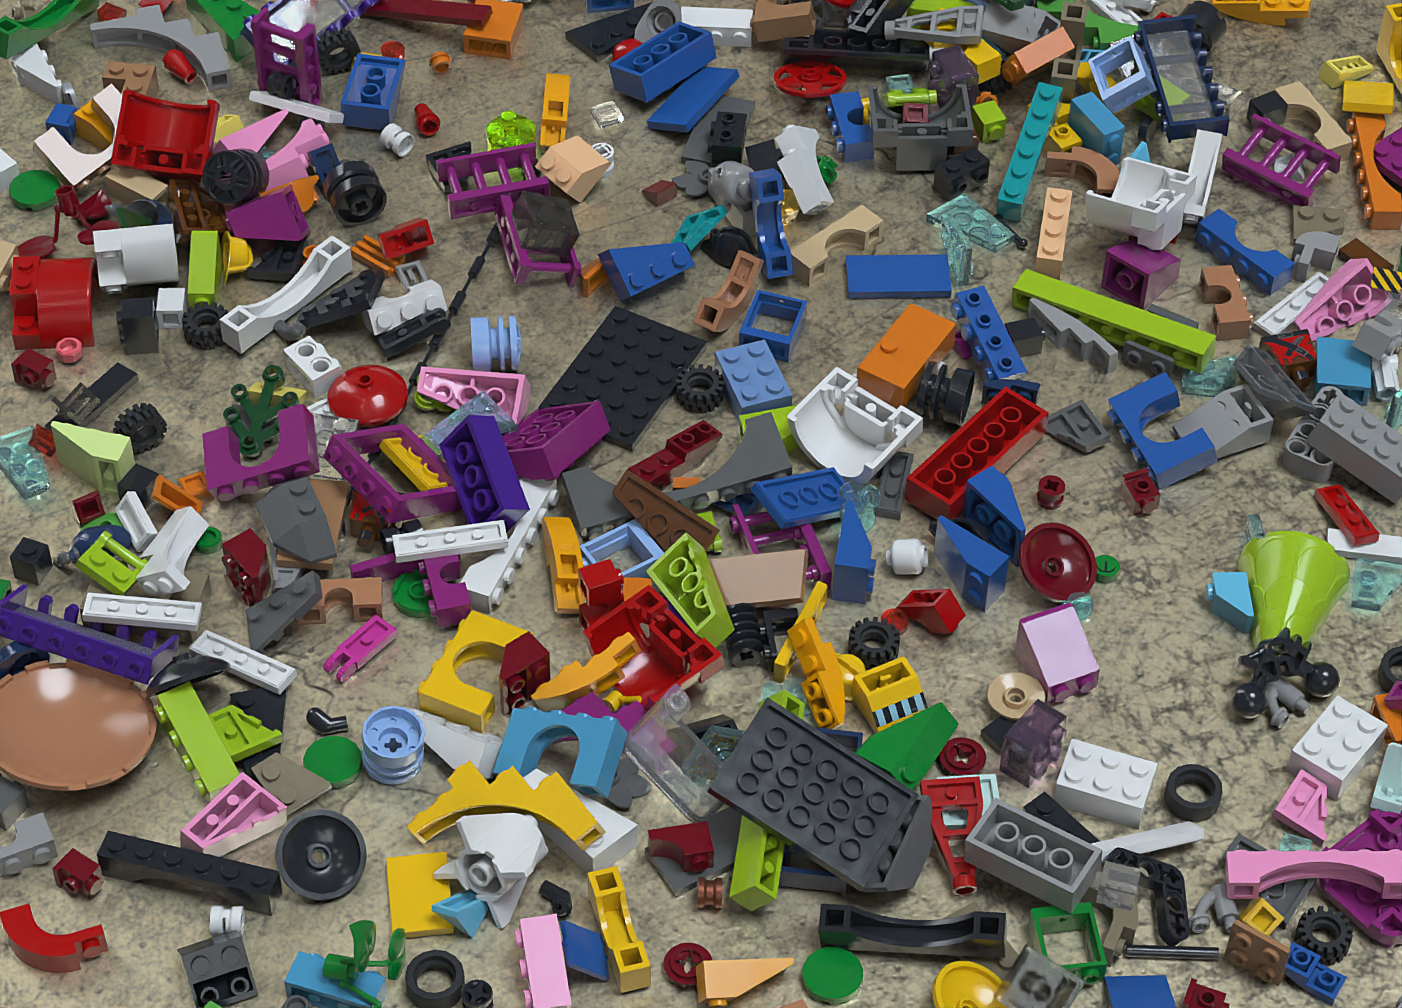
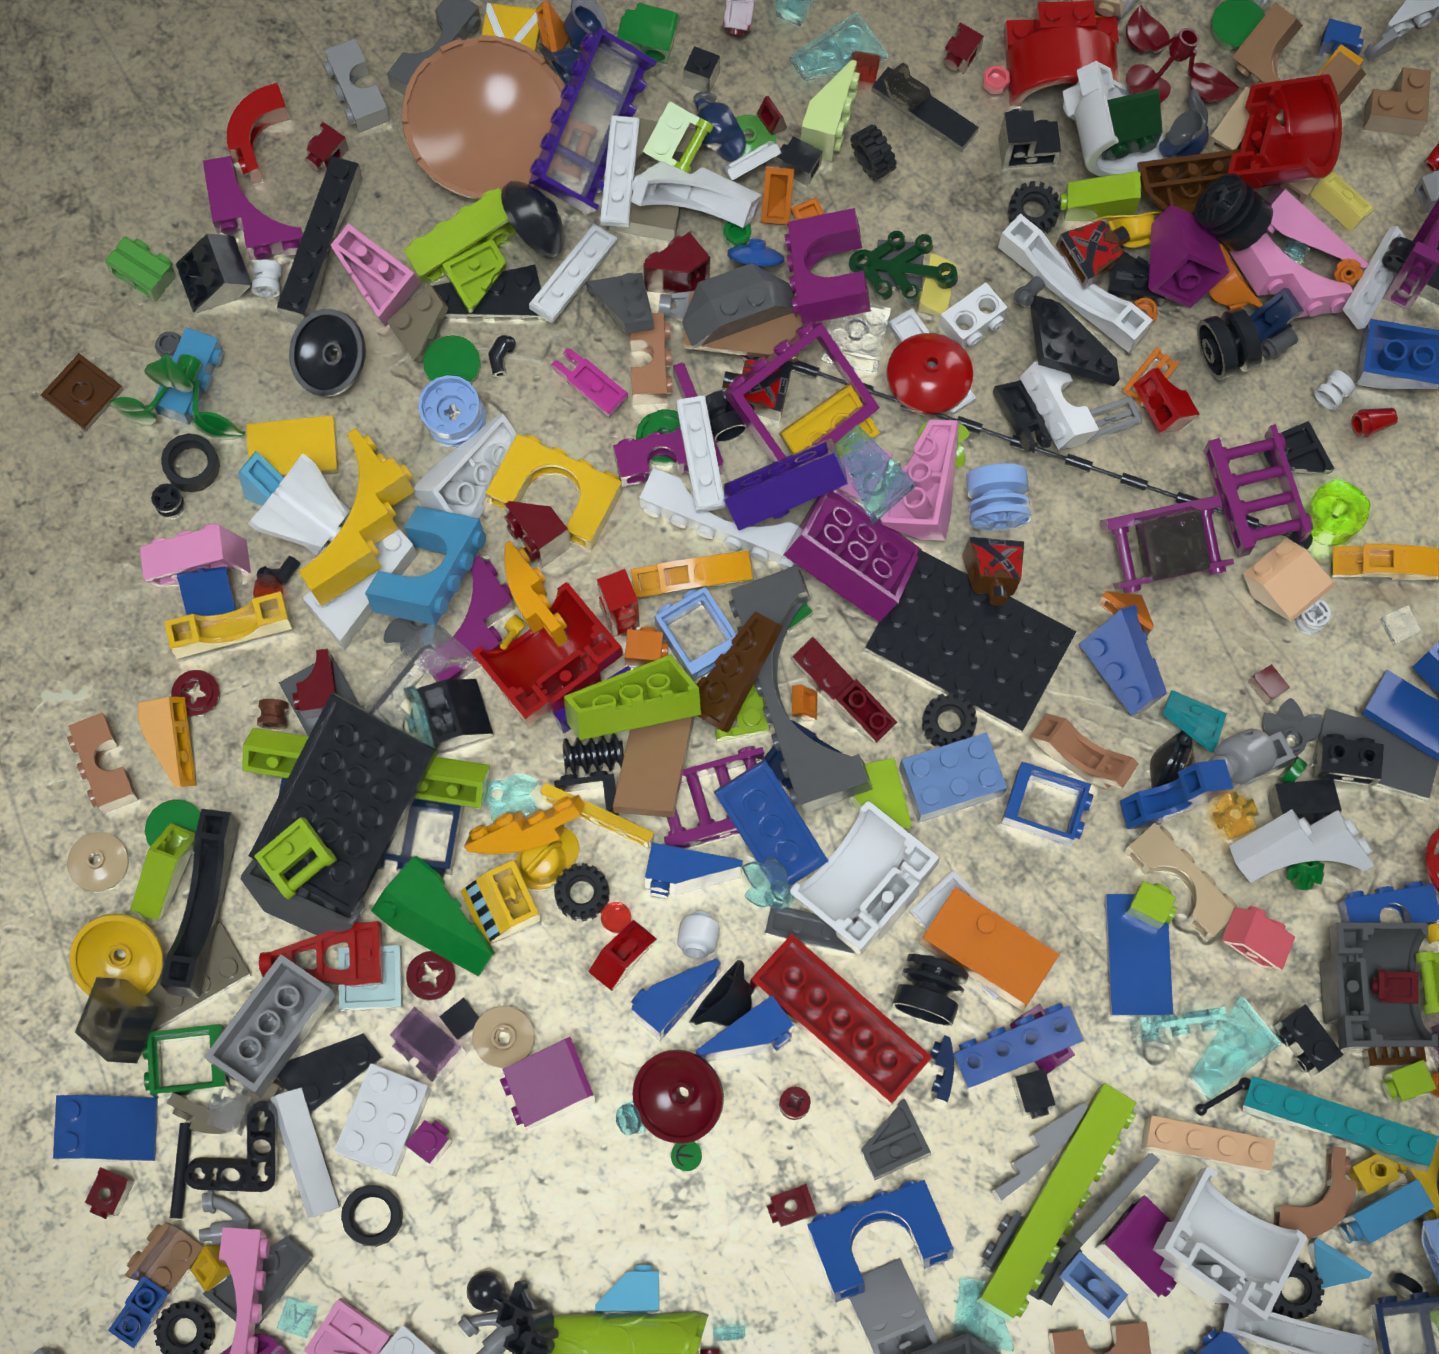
camera: 90 degrees right, 25 degrees up
(144, 954) = (234, 212): none -> magenta arch
(171, 307) = (1057, 170): white brick -> none
(238, 515) = (756, 253): none -> blue dish
(261, 275) = (1092, 250): none -> torso
(291, 121) = (1348, 265): none -> orange plate
(560, 349) = (994, 567): none -> torso
(578, 903) = (267, 585): none -> clear red tile
(858, 257) = (1153, 904): none -> lime brick
(862, 836) = (288, 850): none -> lime plate
(881, 194) = (1258, 937): none -> coral brick
(882, 966) = (162, 872): none -> lime slope
(1118, 278) = (1107, 1208): none -> tile
(1123, 740) = (429, 1142): none -> magenta brick
(1183, 295) = (1092, 1287): none -> medium blue slope

